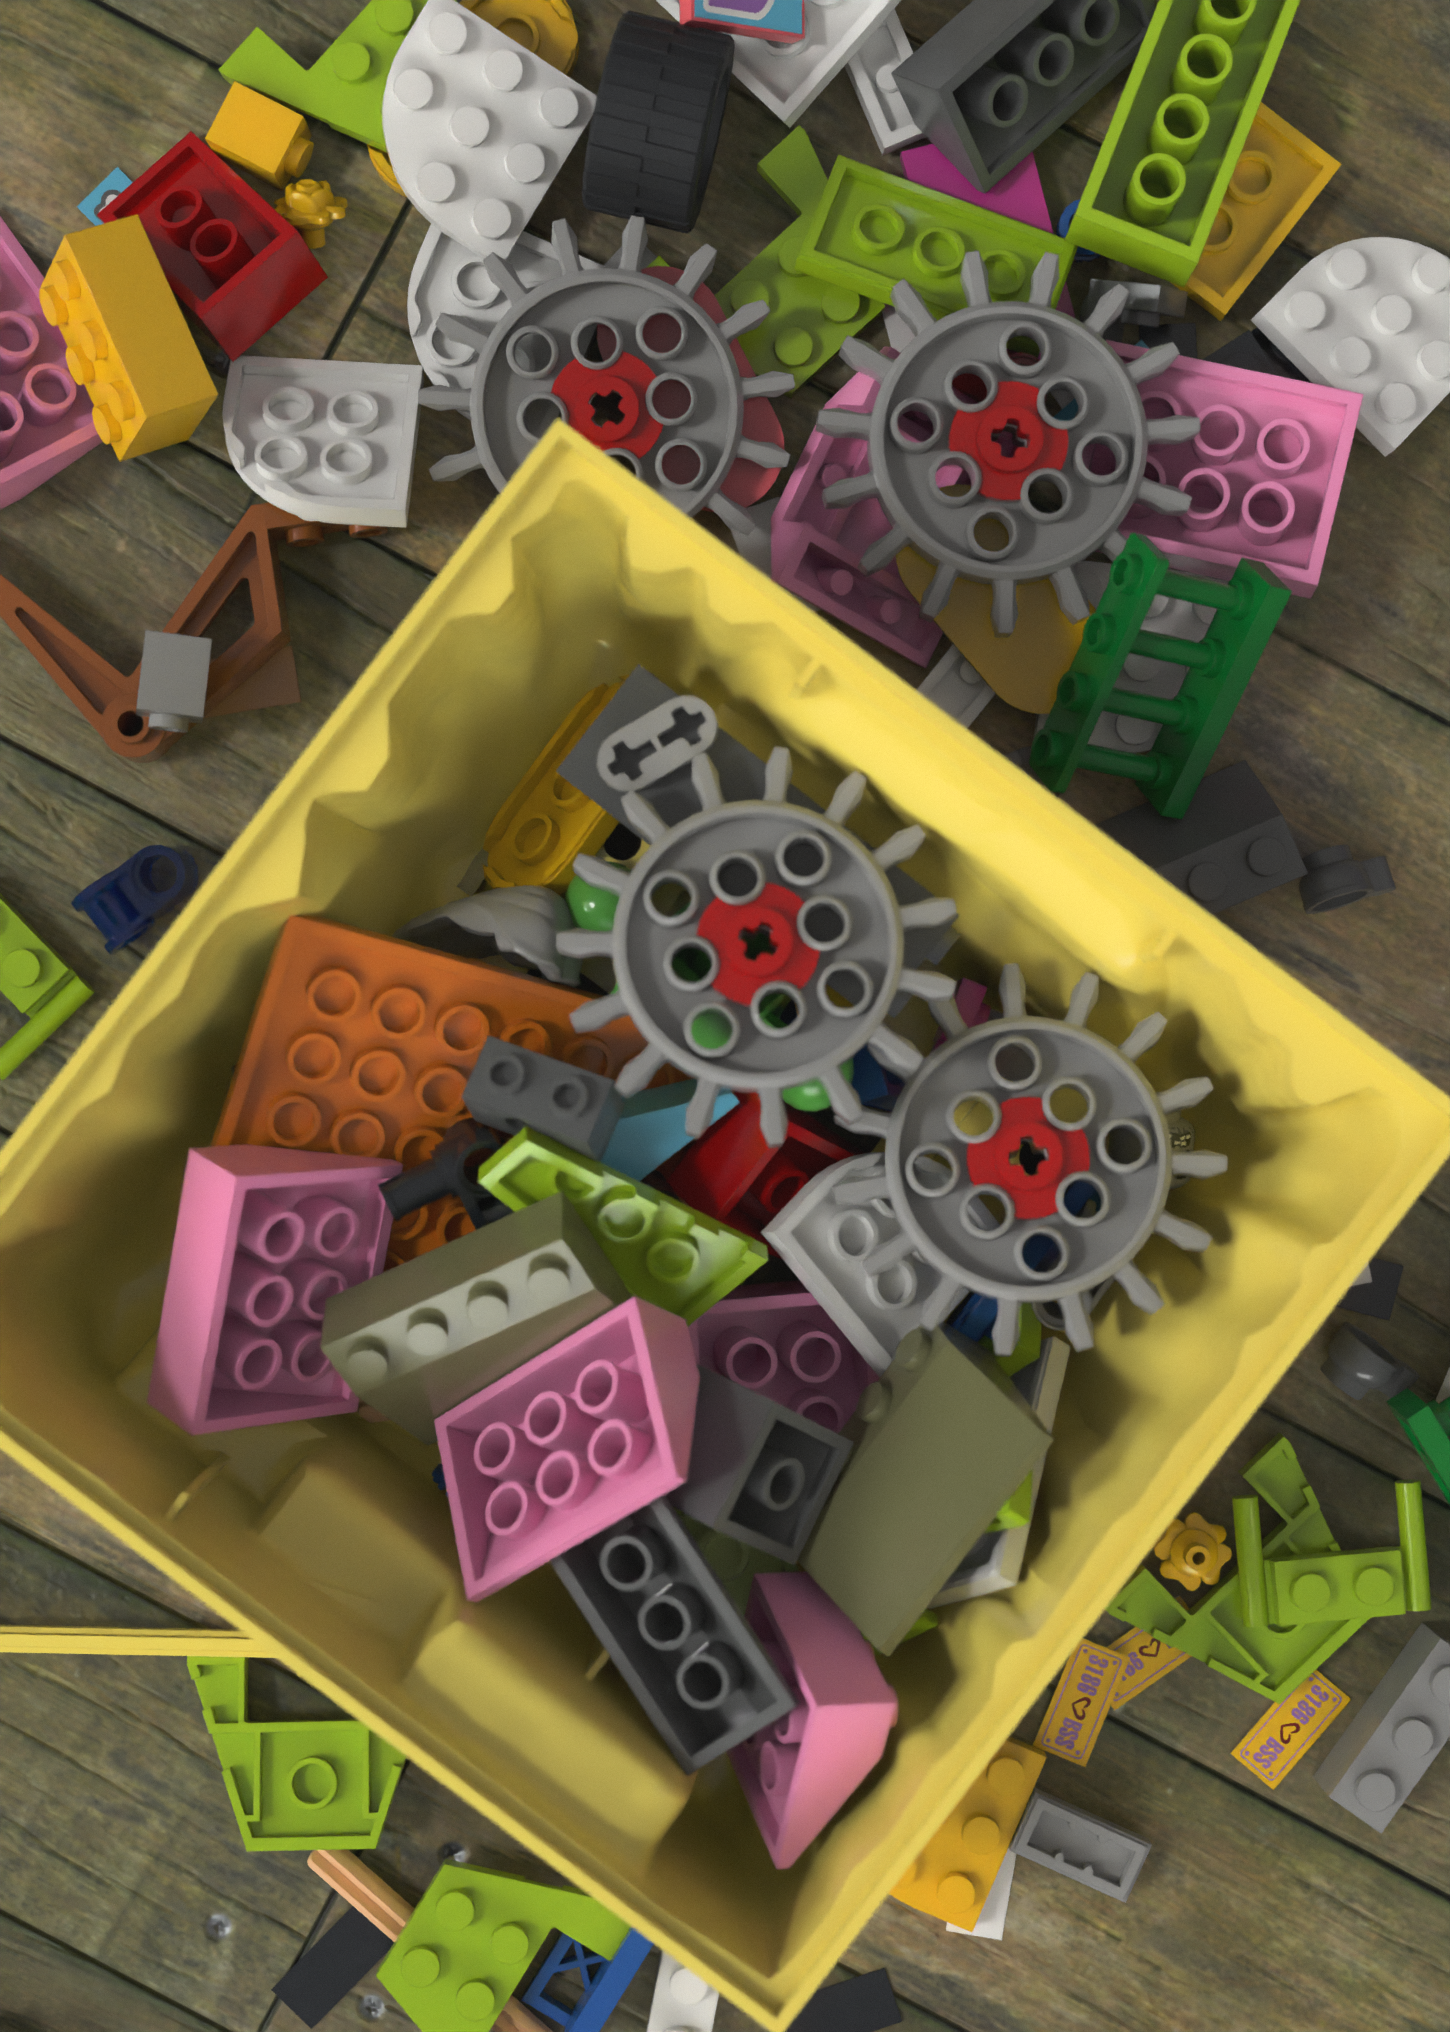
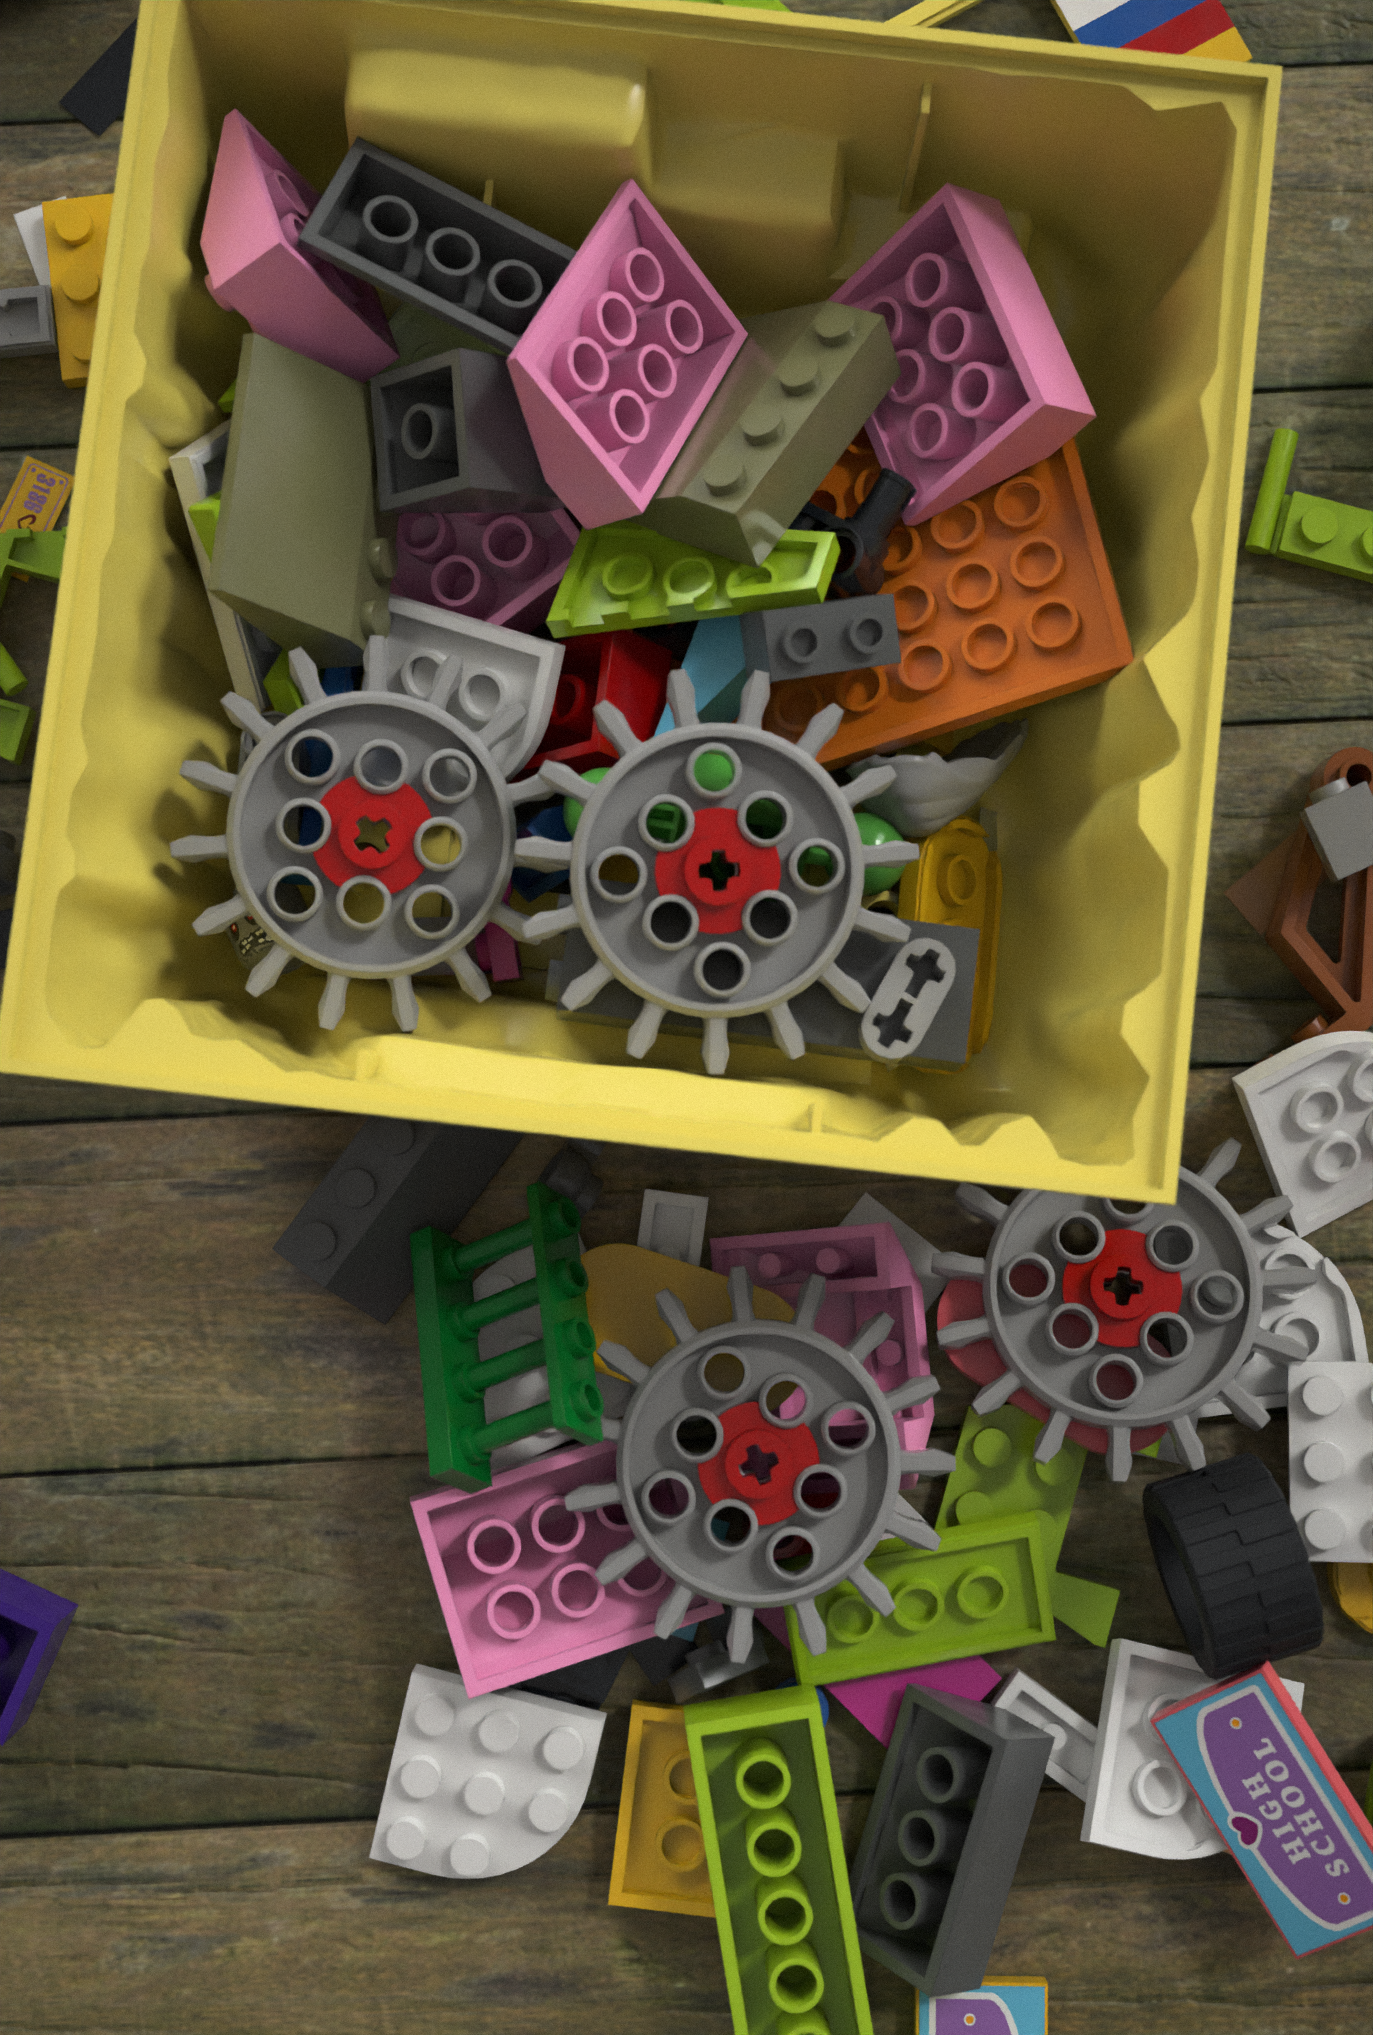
camera: 150 degrees right, 5 degrees down
(128, 903) = (1264, 638): clear blue piece -> none
(1081, 1702) = (55, 437): yellow sticker -> none
(1192, 1551) = (30, 620): yellow plant -> none
(1339, 880) = (243, 1266): dark grey piece -> none

